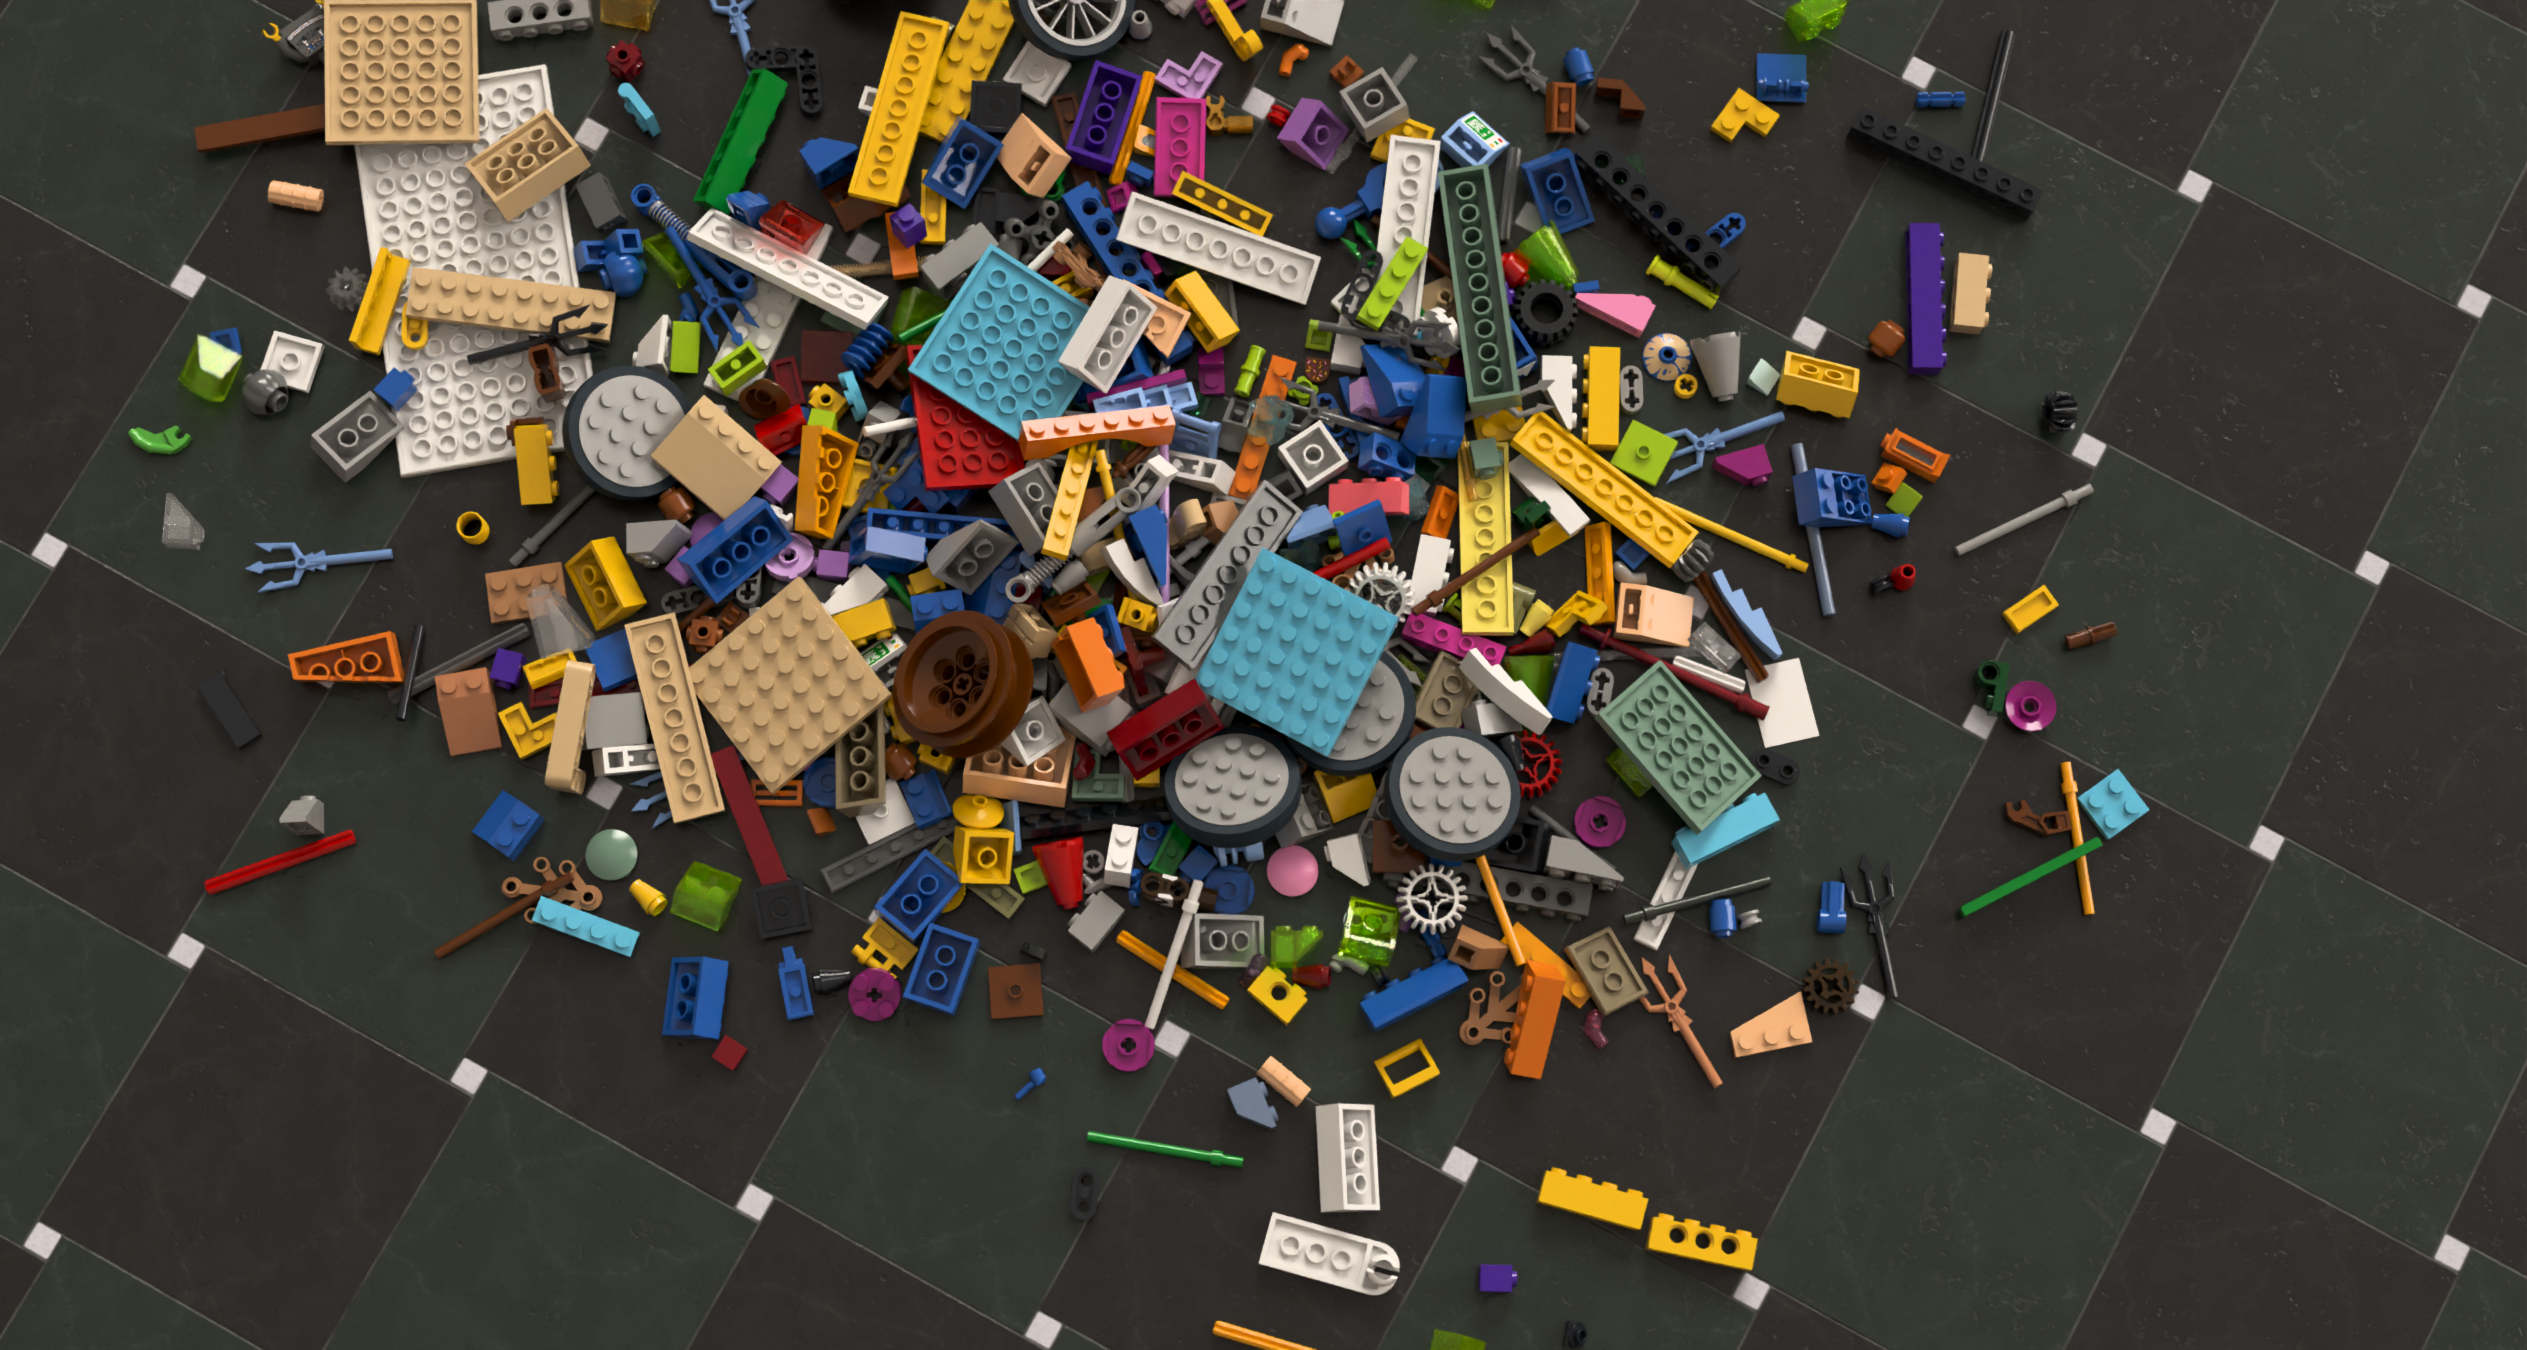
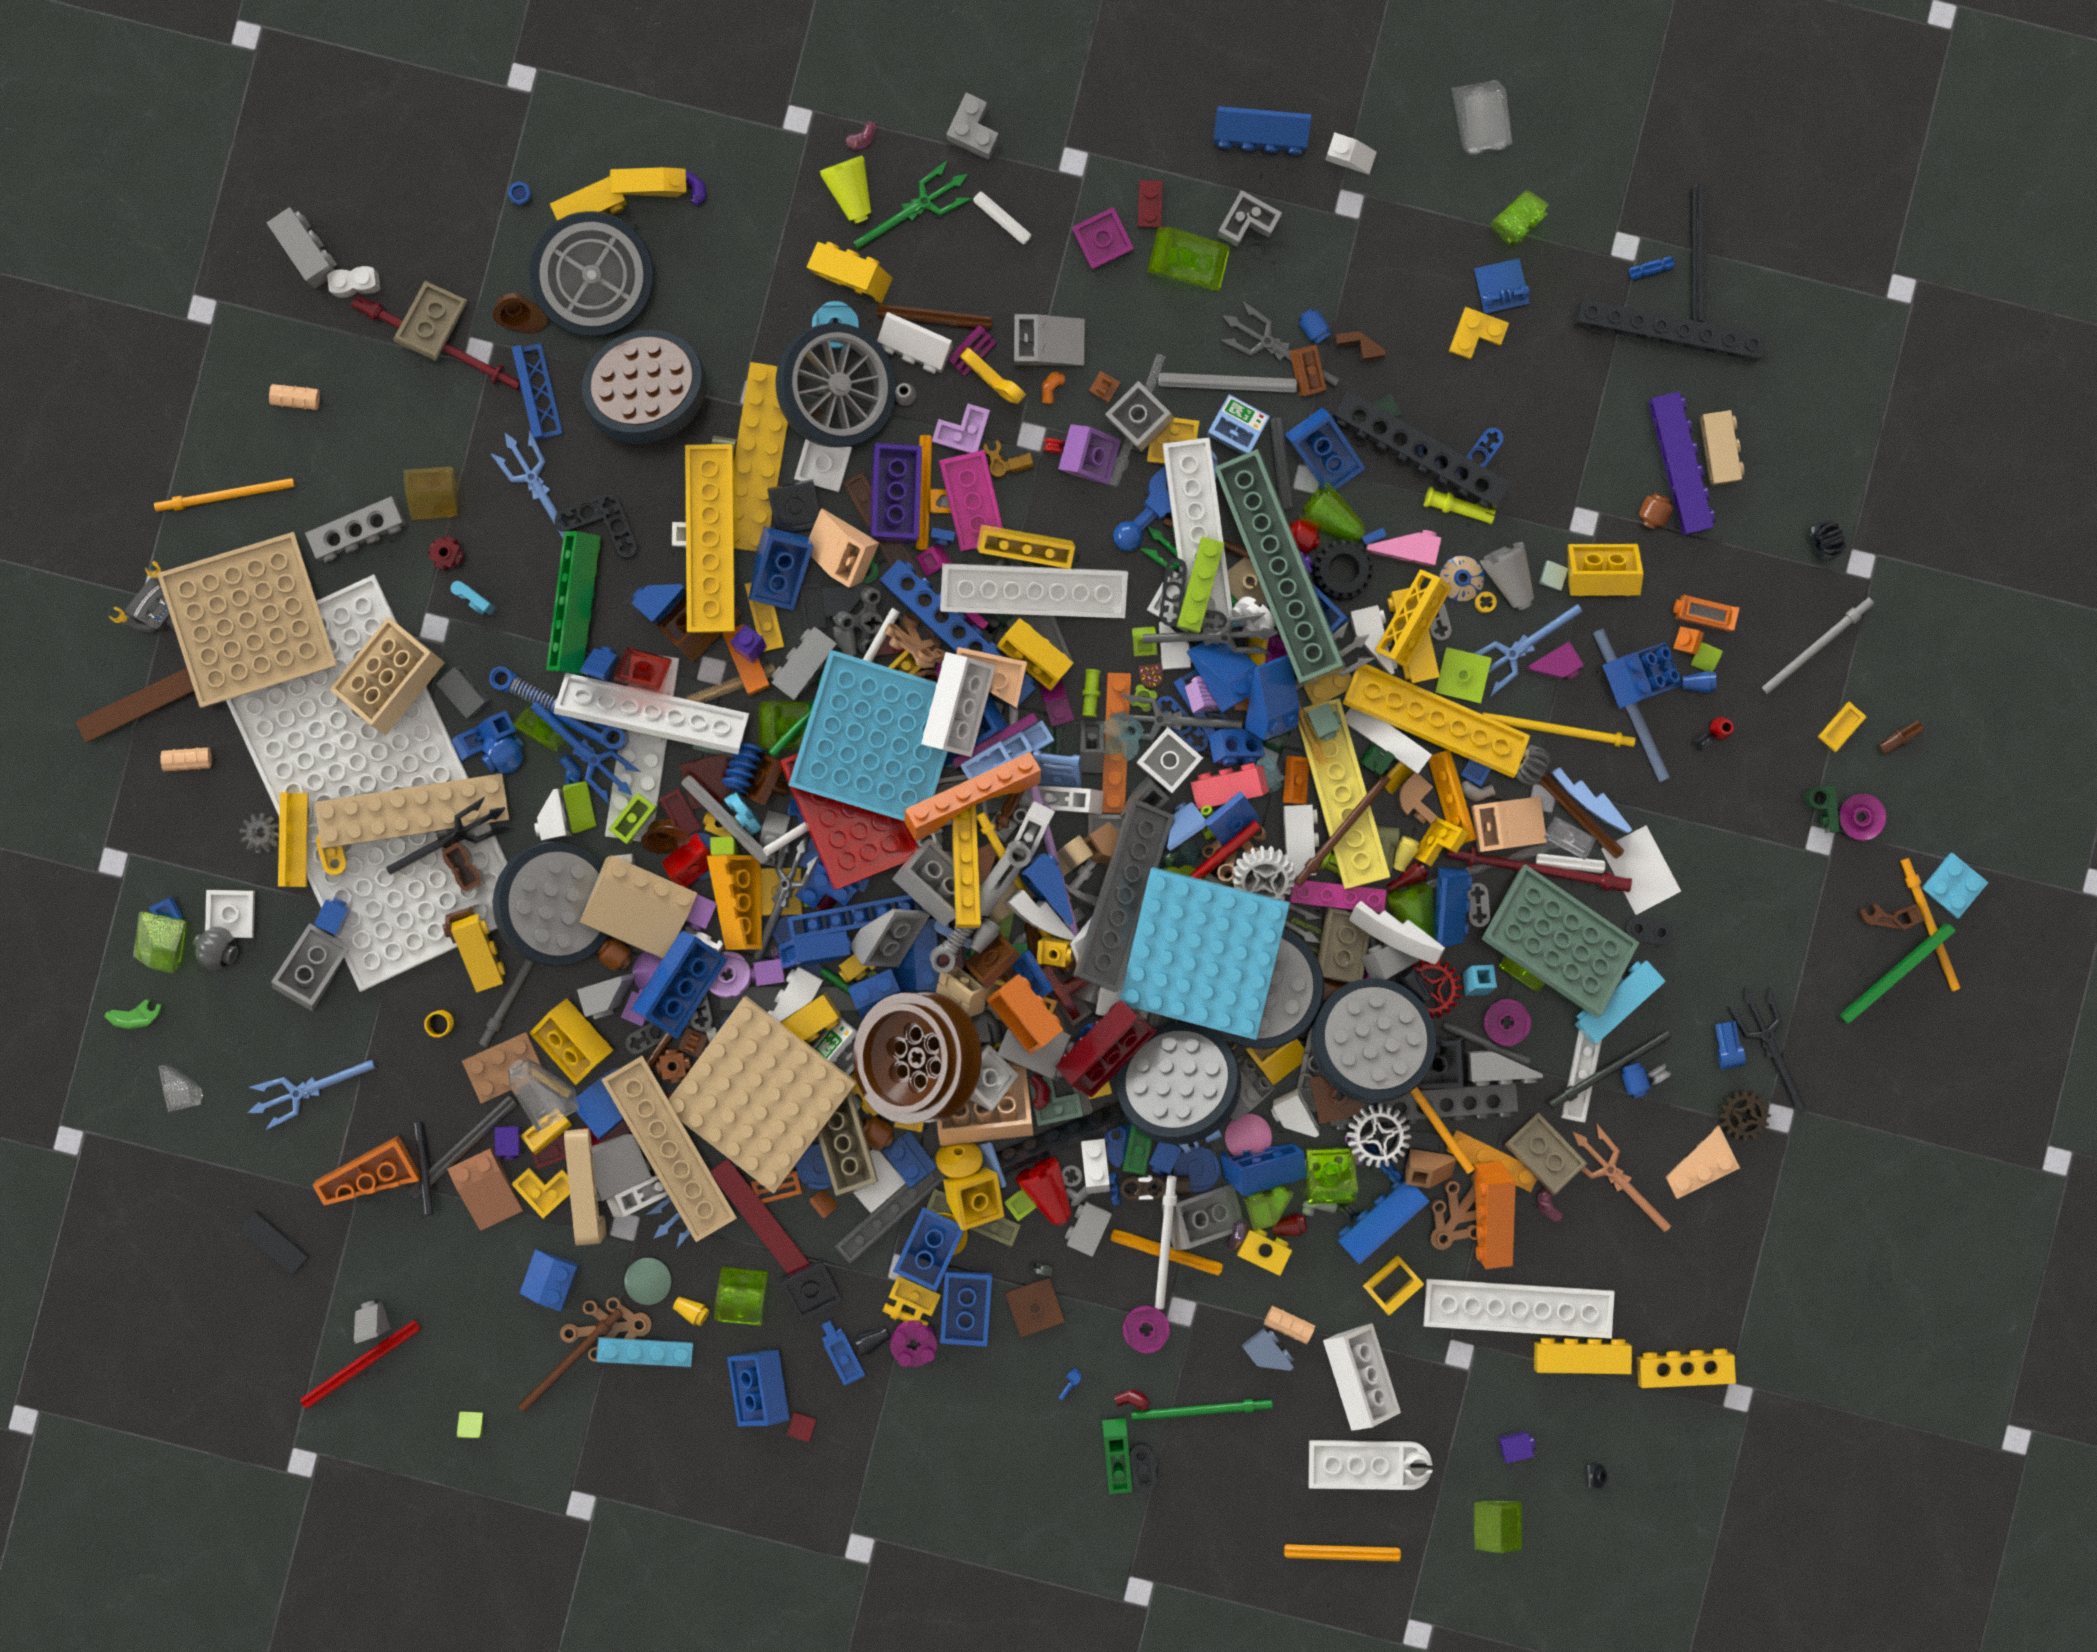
camera: 15 degrees left, 10 degrees up
(377, 956) = (470, 1425): none -> lime slope
(833, 395) = (725, 819): none -> light grey axle
(1060, 1174) = (1117, 1456): none -> green slope
(1095, 1115) = (1134, 1397): none -> dark red arm
(1300, 905) = (1265, 1169): none -> blue wedge
(1474, 100) = (1227, 382): none -> light grey axle
(1536, 1129) = (1518, 1308): none -> white plate
(1557, 561) = (1410, 798): none -> medium nougat brick
(1581, 768) = (1479, 980): none -> medium azure brick
(1610, 378) = (1417, 619): none -> yellow fence

